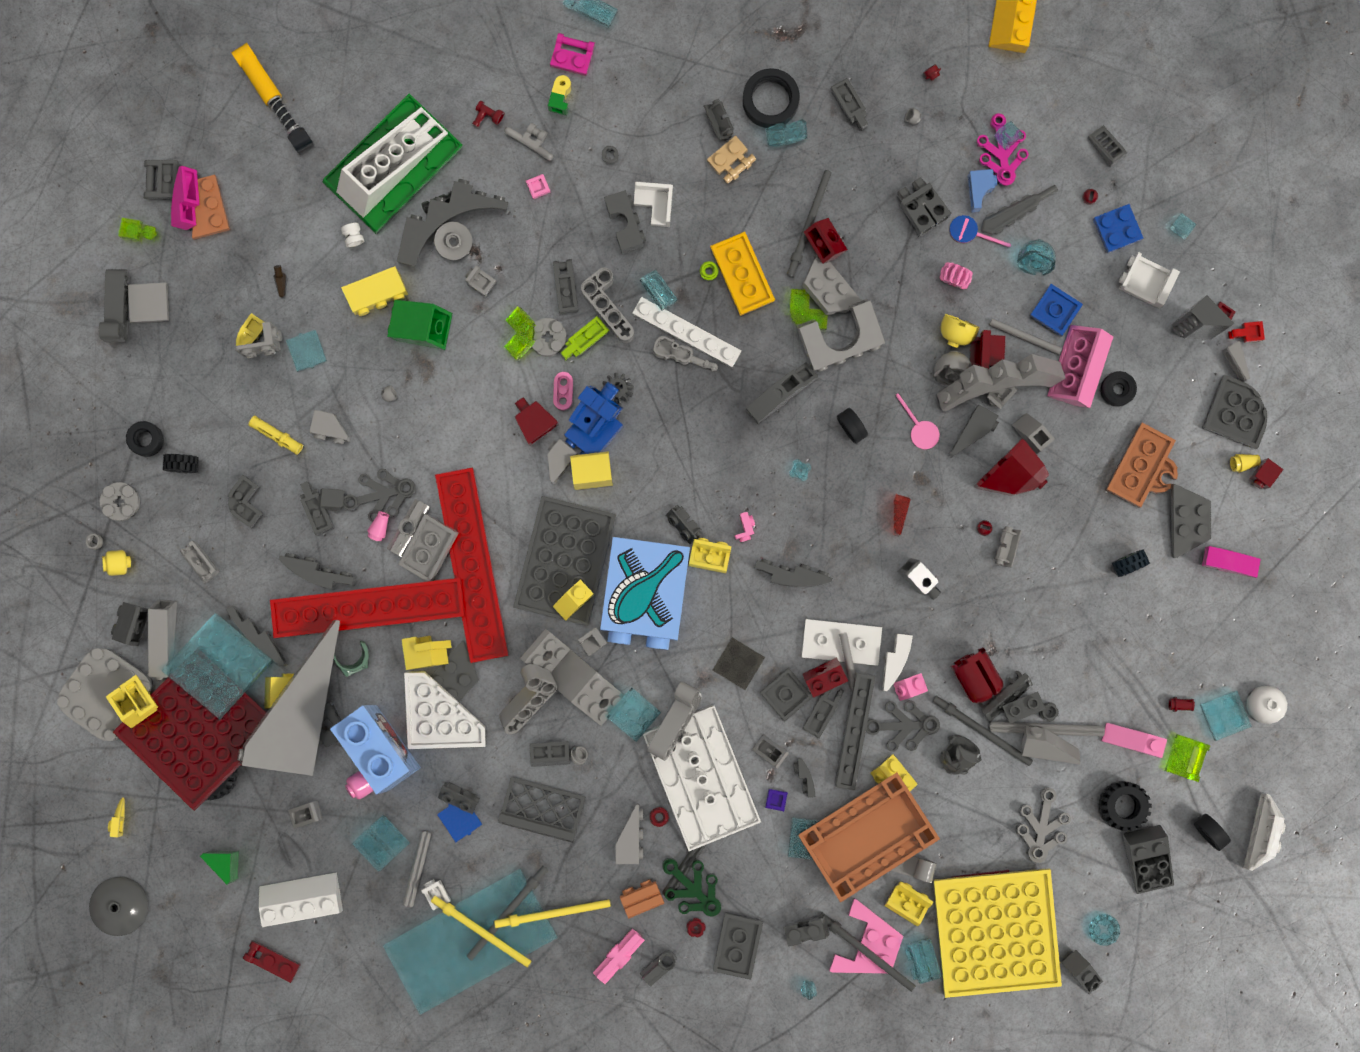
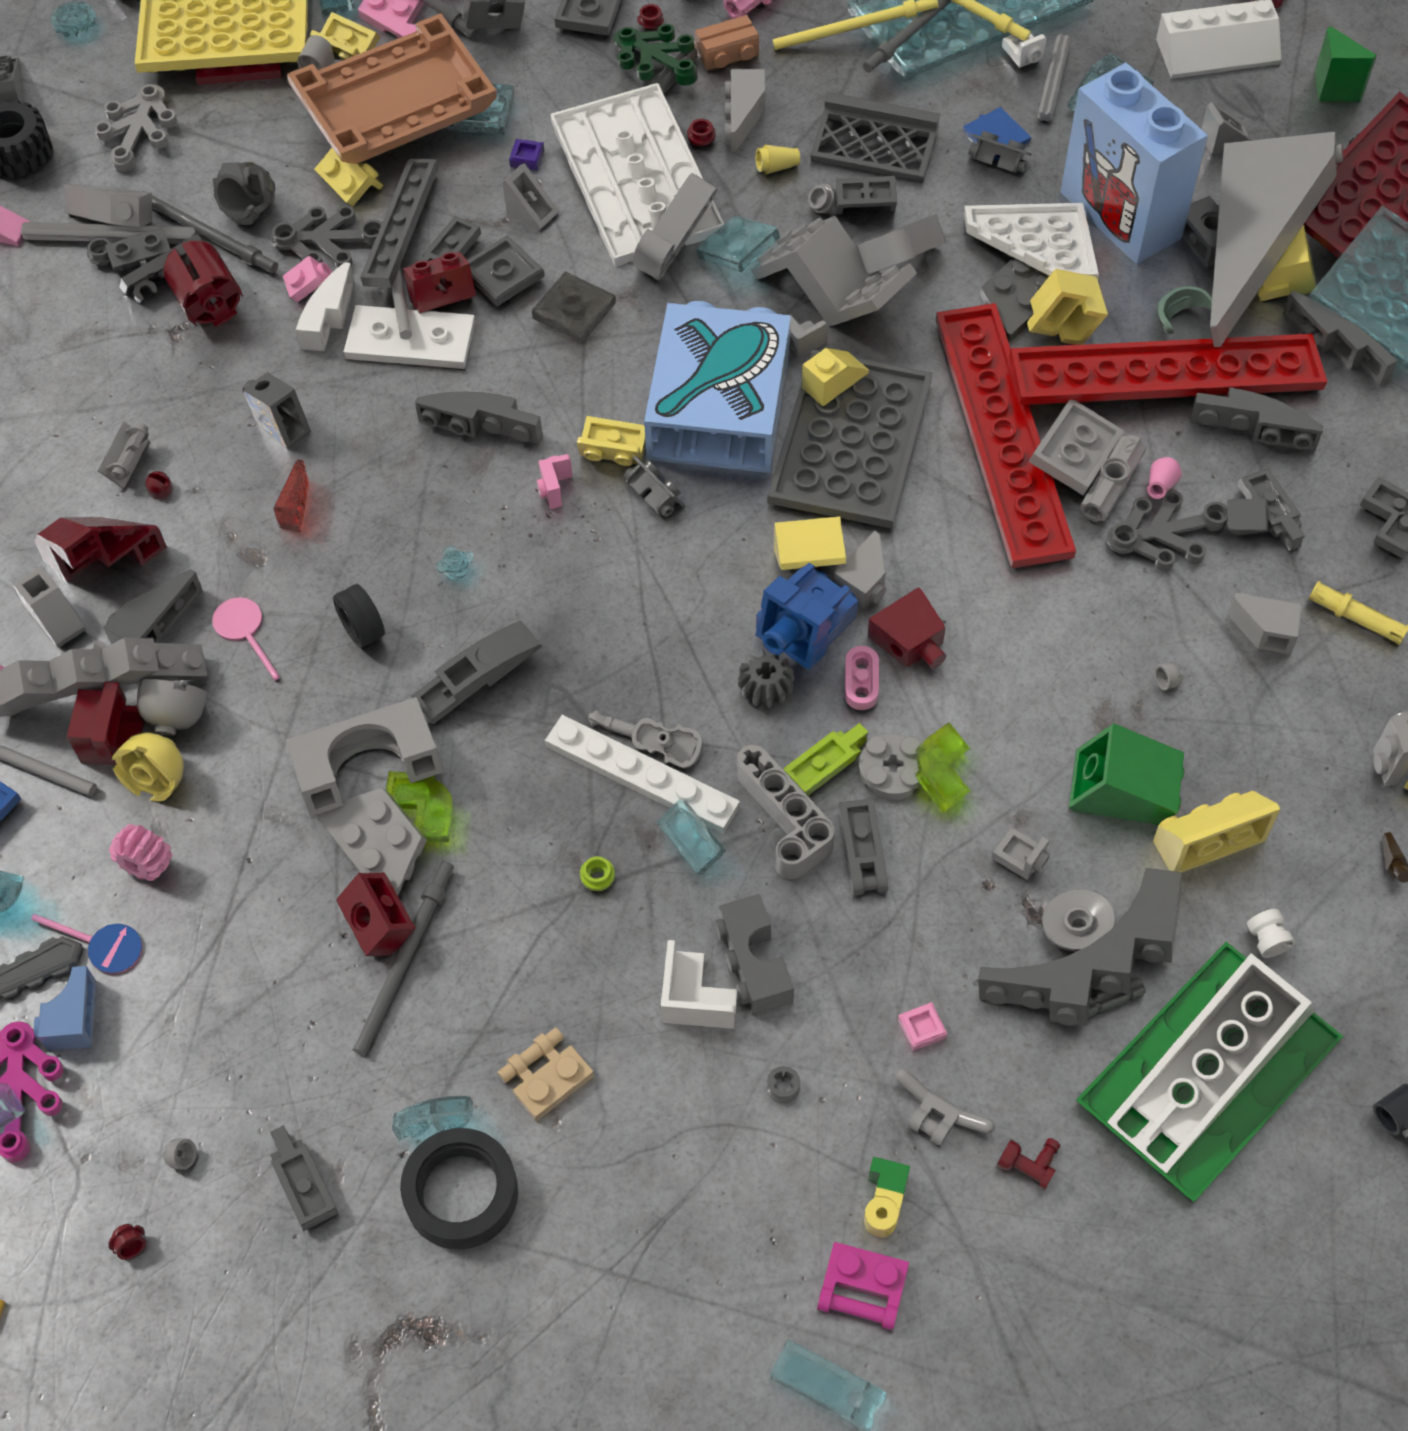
camera: 175 degrees left, 25 degrees down
(306, 350) = (1326, 748): clear light blue piece -> none
(608, 791) = (776, 158): none -> light yellow cone
(722, 127) = (570, 1148): dark grey hinge -> none
(742, 273) = (535, 868): yellow plate -> none
(803, 772) = (481, 173): dark grey slope -> none
(923, 207) = (189, 990): dark grey hips -> none

